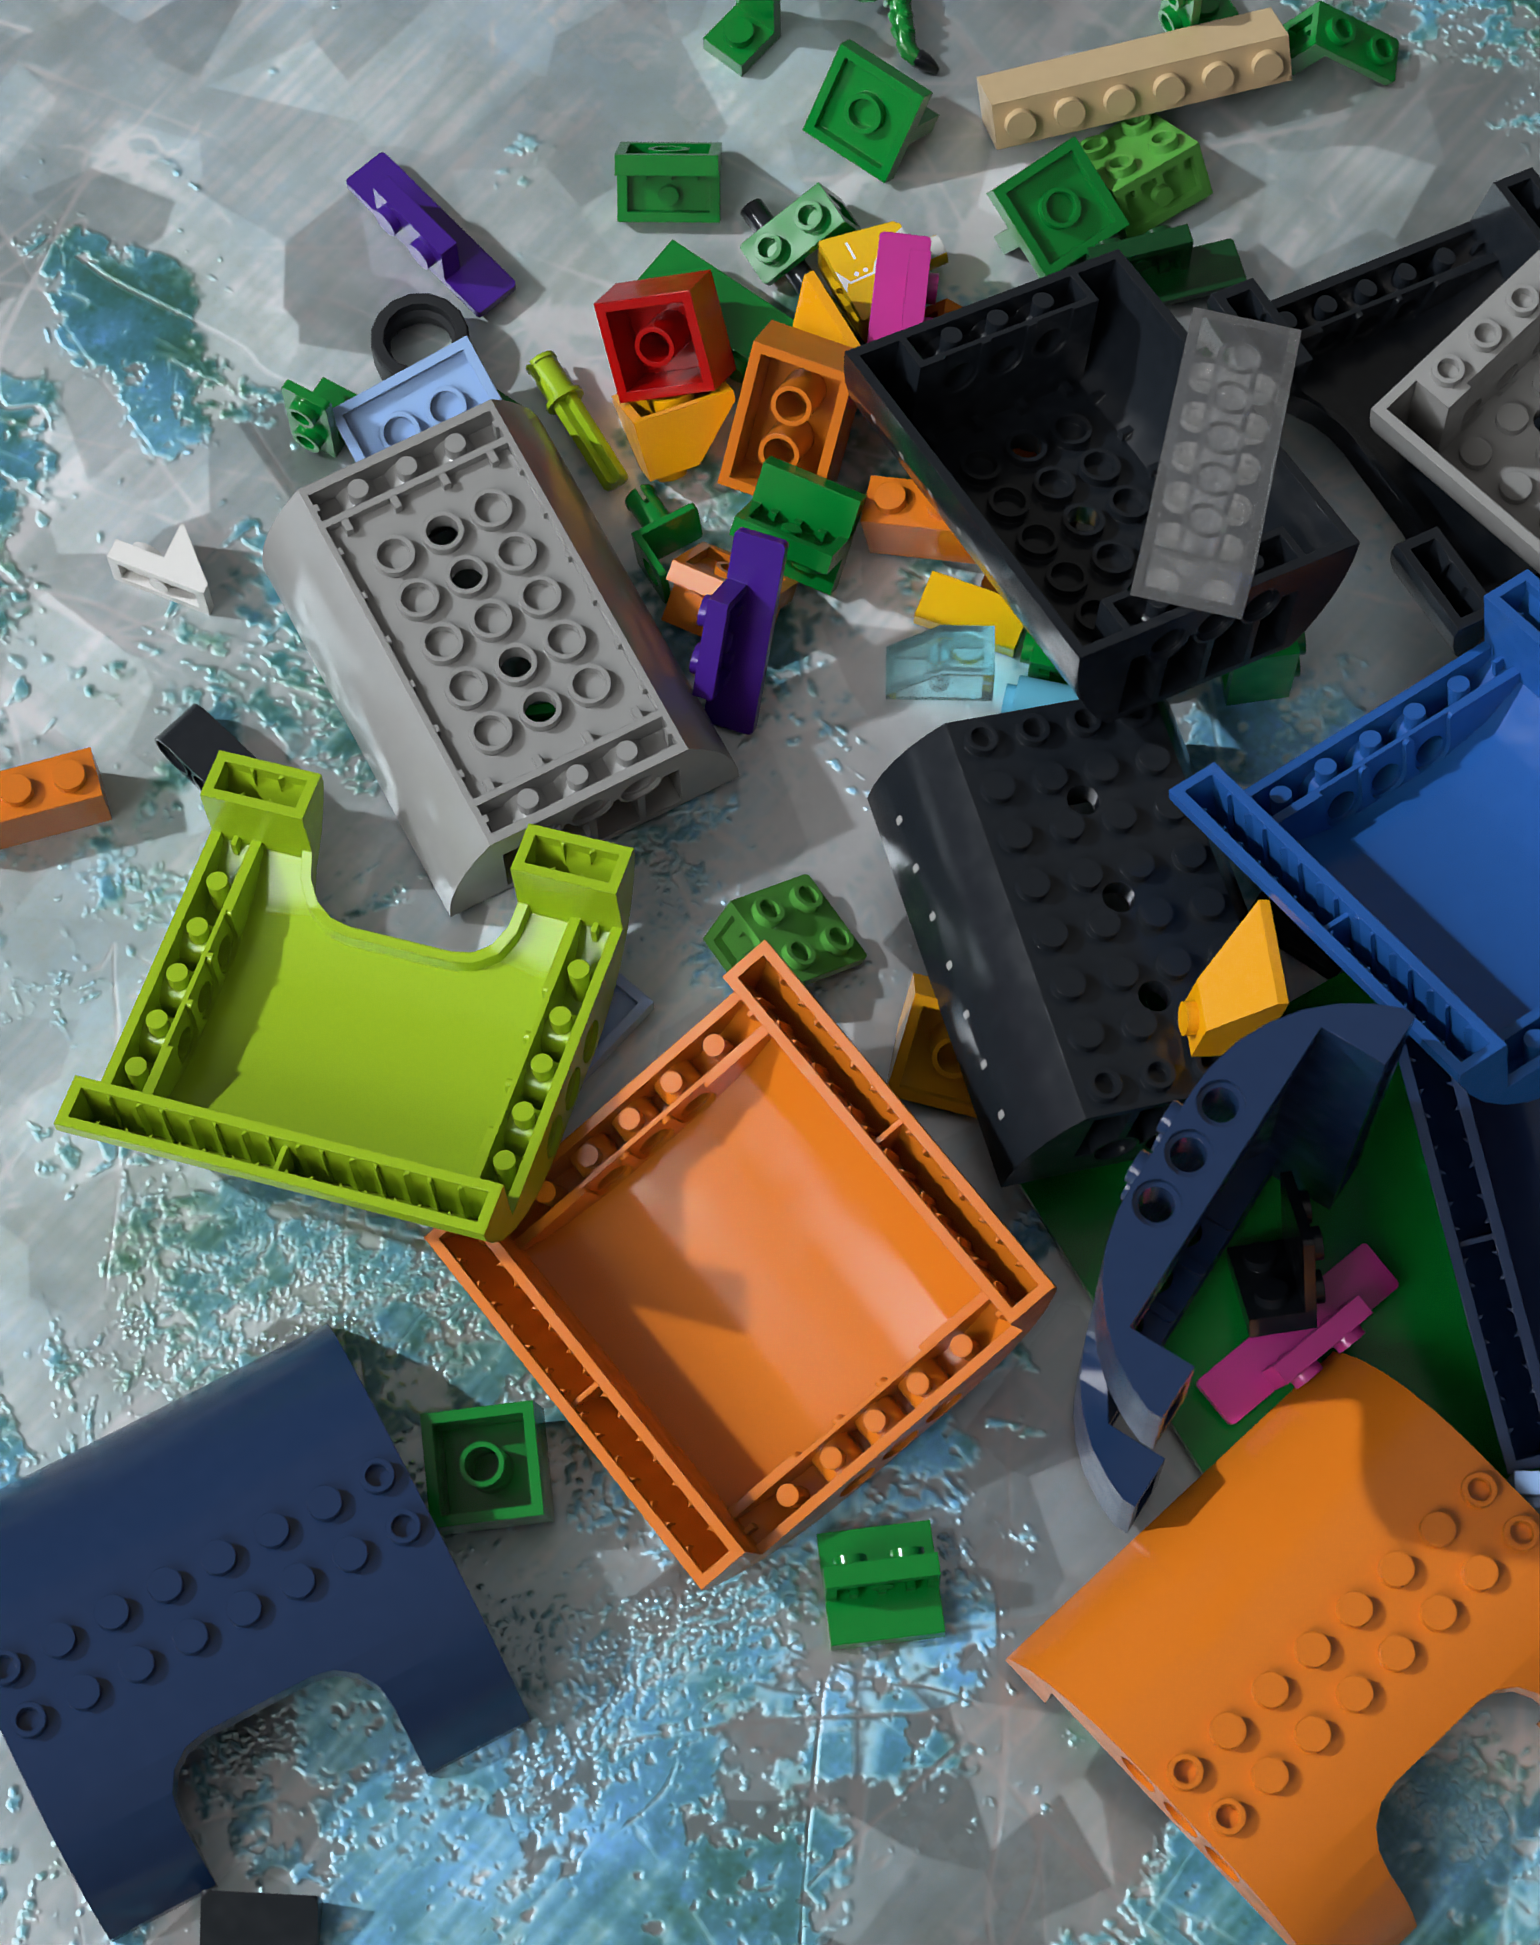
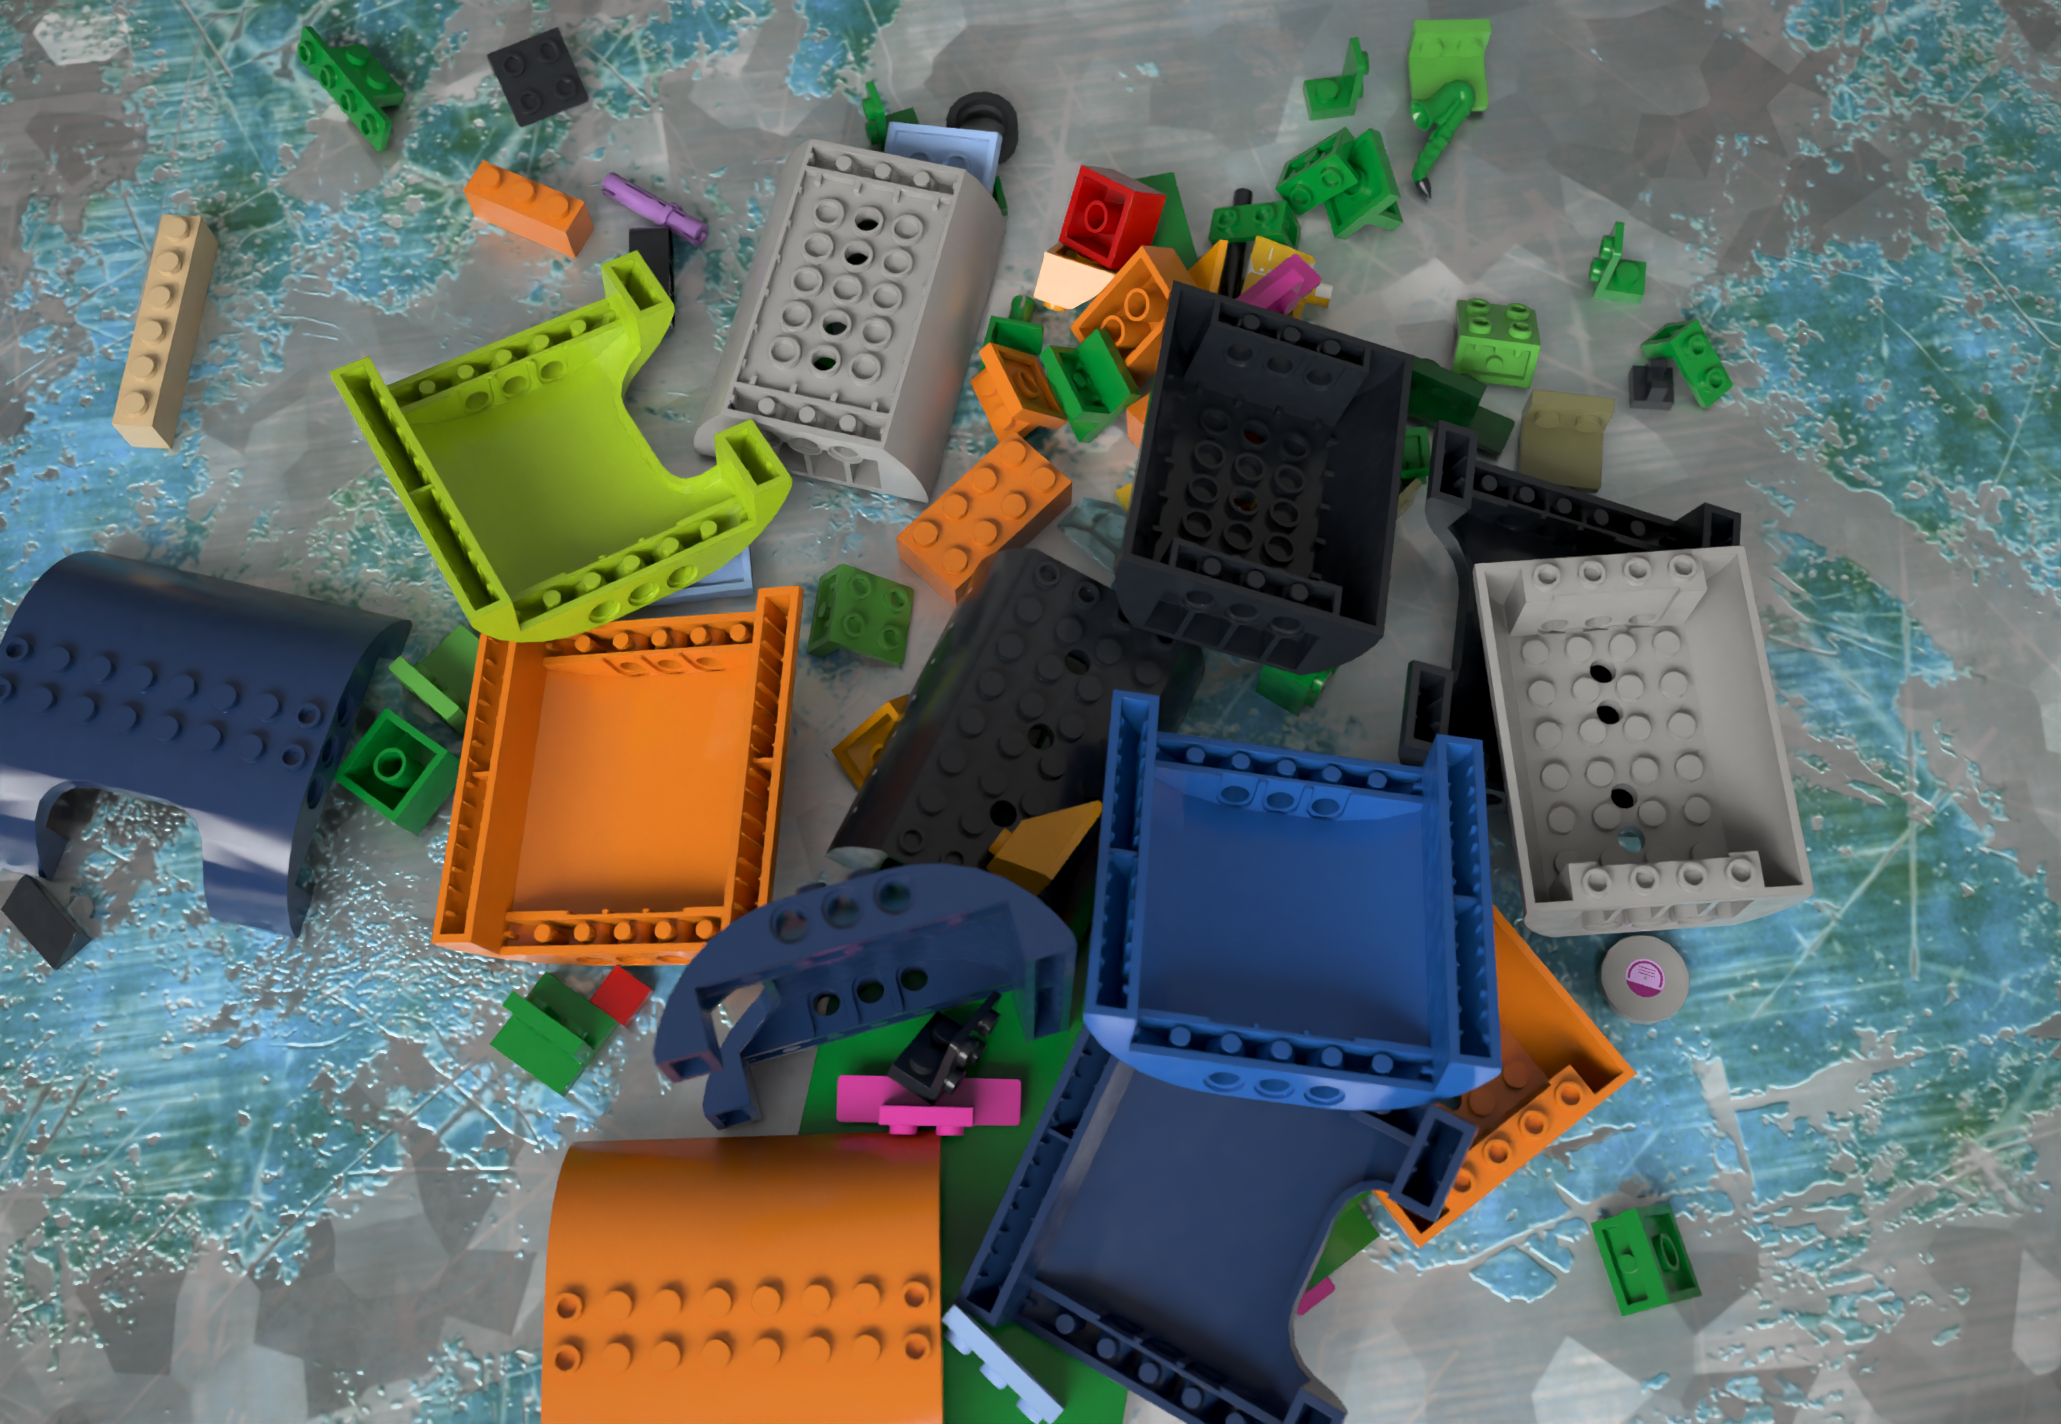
camera: 40 degrees right, 0 degrees up
(153, 698) = (655, 209): none -> medium lavender pin
(171, 577) = (732, 149): white slope -> none
(430, 234) = (1046, 76): dark purple bracket -> none
(438, 1341) = (443, 677): none -> bright green bracket
(565, 401) = (1032, 221): lime axle -> none
(668, 181) = (1206, 141): green bracket -> none
(739, 631) = (987, 409): dark purple bracket -> none
(816, 127) = (1318, 173): none -> green bracket
(817, 746) = (988, 510): none -> orange brick
(910, 1494) = (621, 996): none -> red tile
(1056, 209) = (1418, 317): green bracket -> none
(1134, 78) = (1540, 284): tan brick -> none
(1217, 463) = (1327, 512): clear brick -> none
(1295, 223) = (1564, 438): none -> olive bracket
(1325, 101) = (1651, 386): none -> black tile

